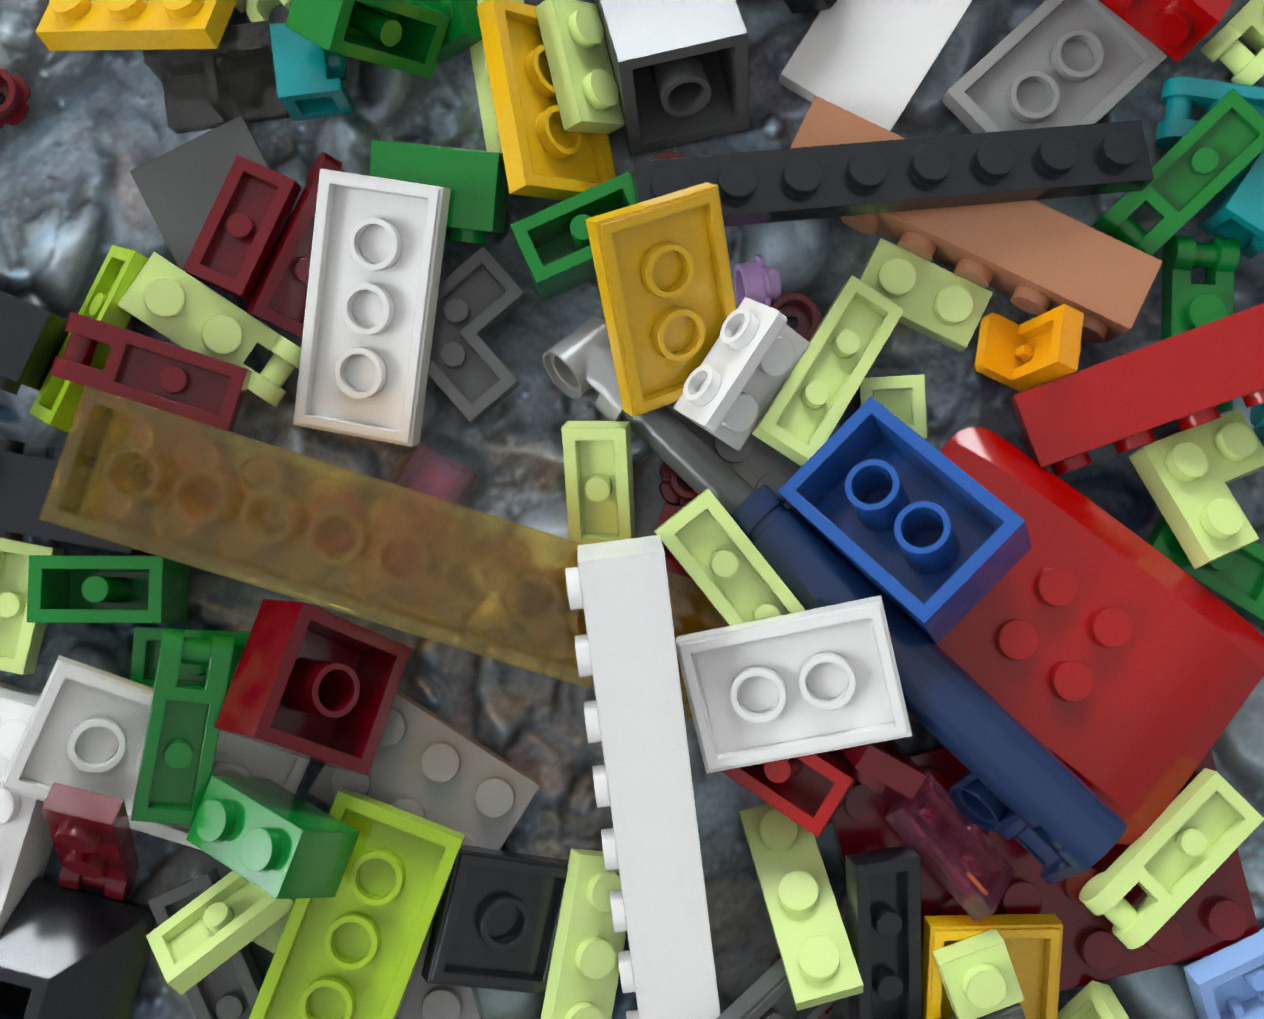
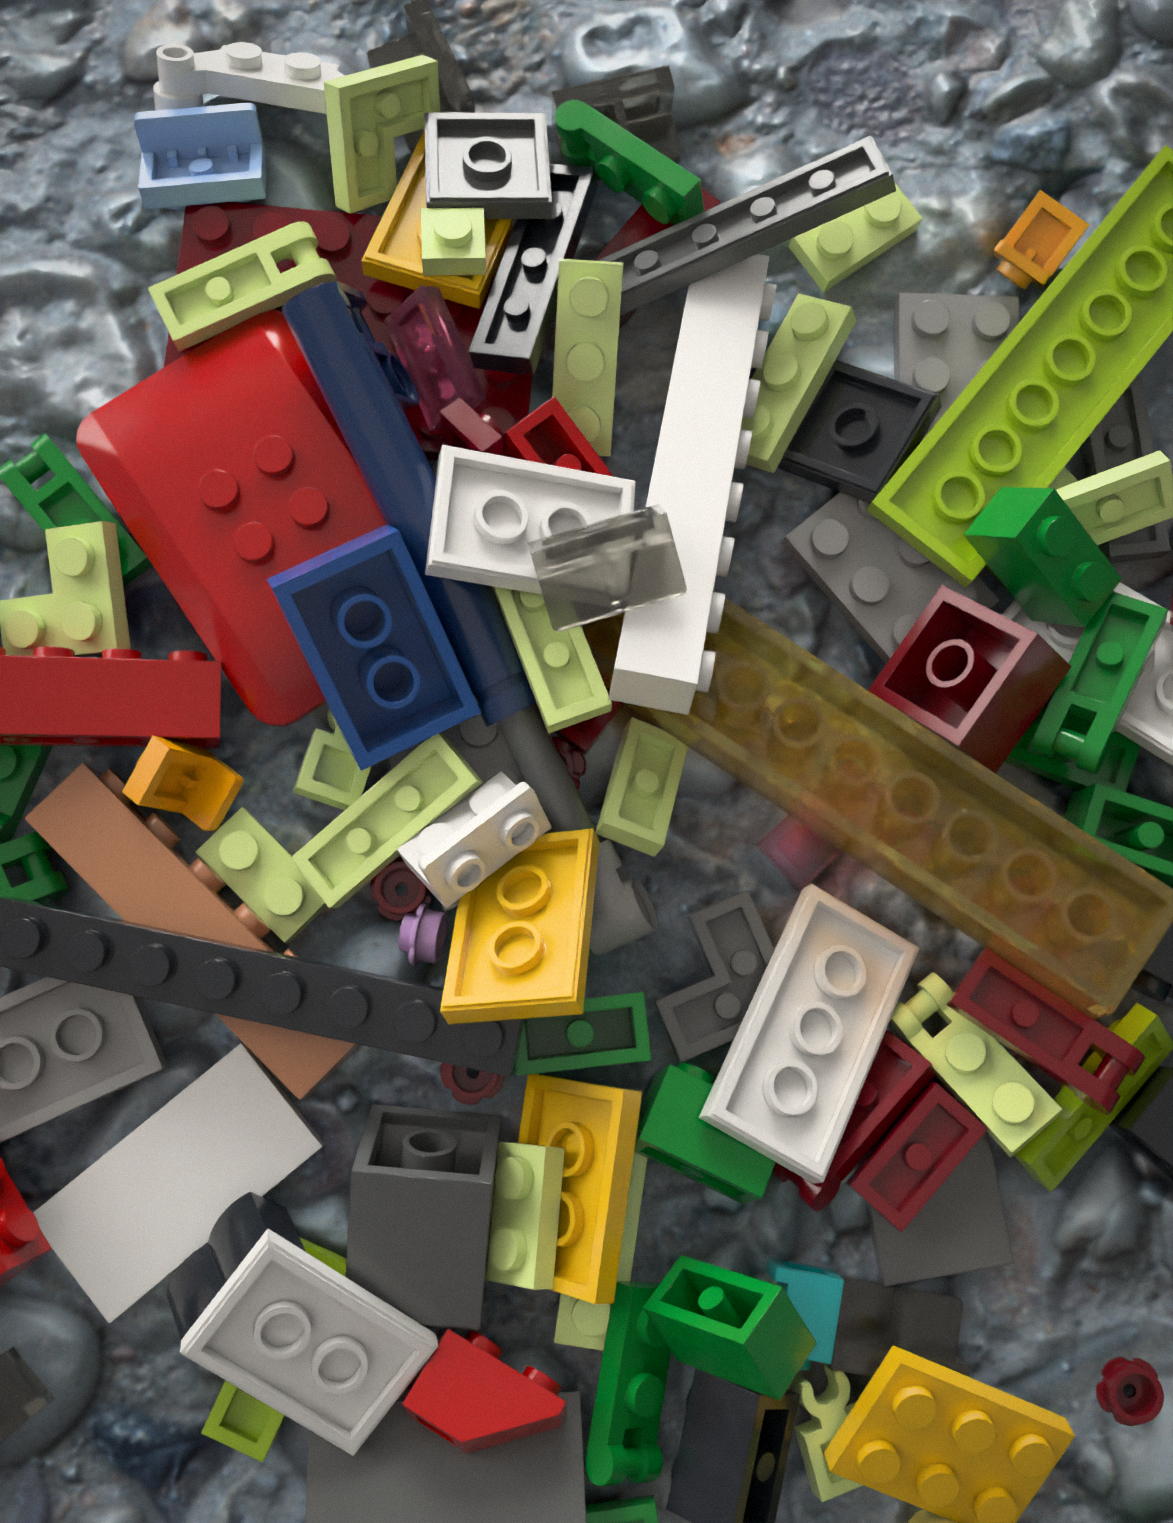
camera: 165 degrees left, 5 degrees down
(706, 653) = (608, 567): none -> clear smoke panel

